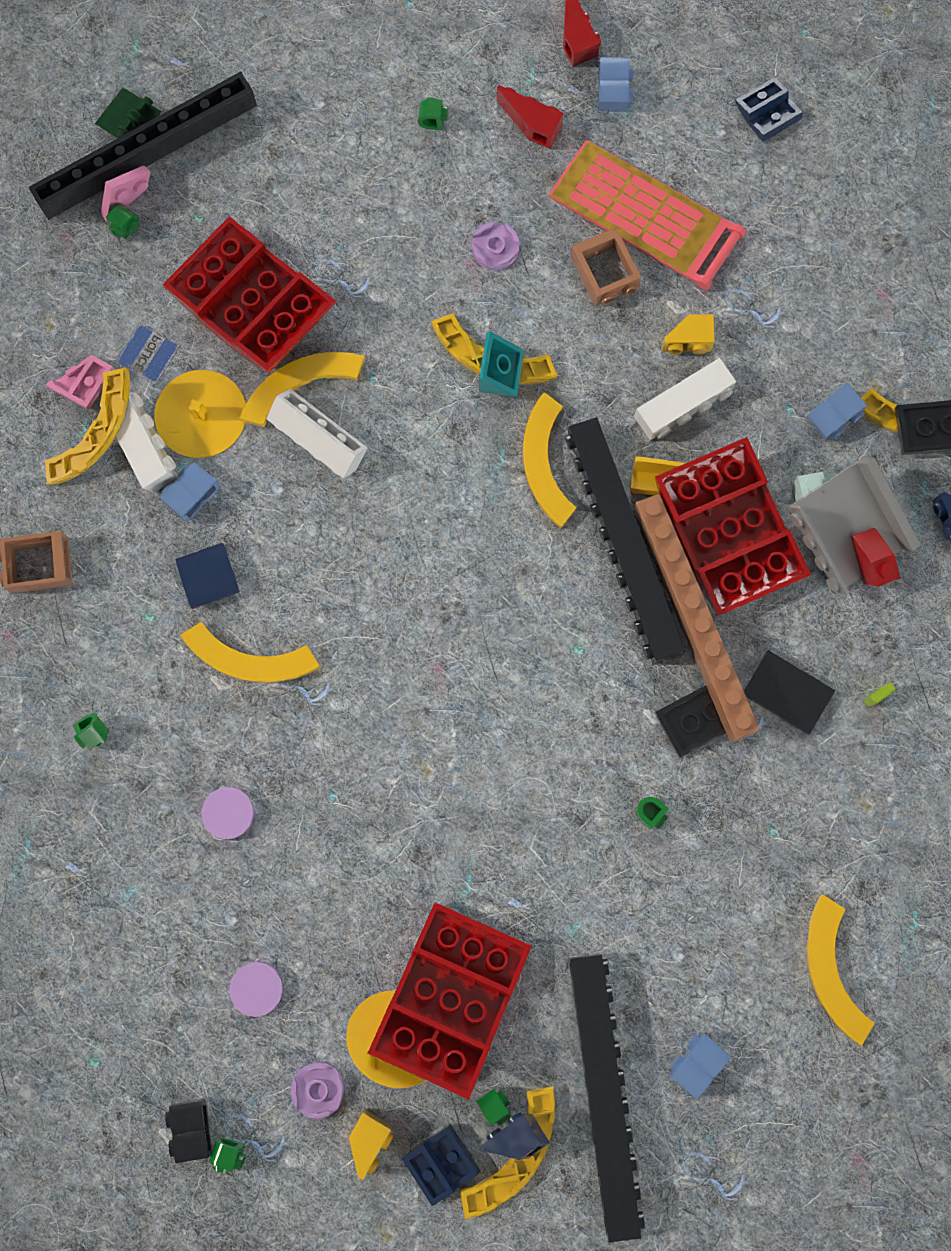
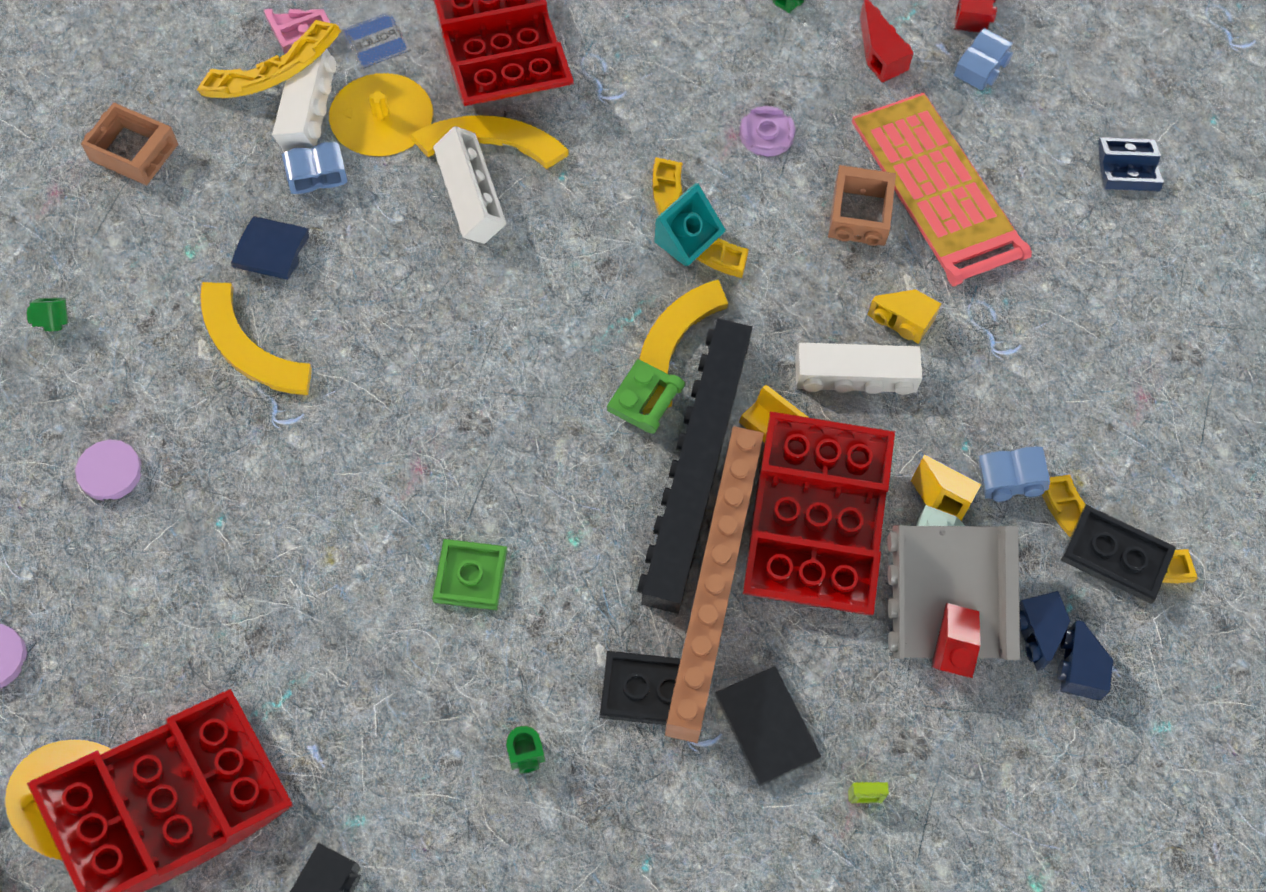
camera: 30 degrees right, 15 degrees down
(528, 720) = (470, 574): none -> bright green tile
(549, 516) = (637, 391): none -> bright green plate
(800, 454) = (944, 487): none -> yellow slope
(921, 511) = (1043, 625): none -> dark blue slope

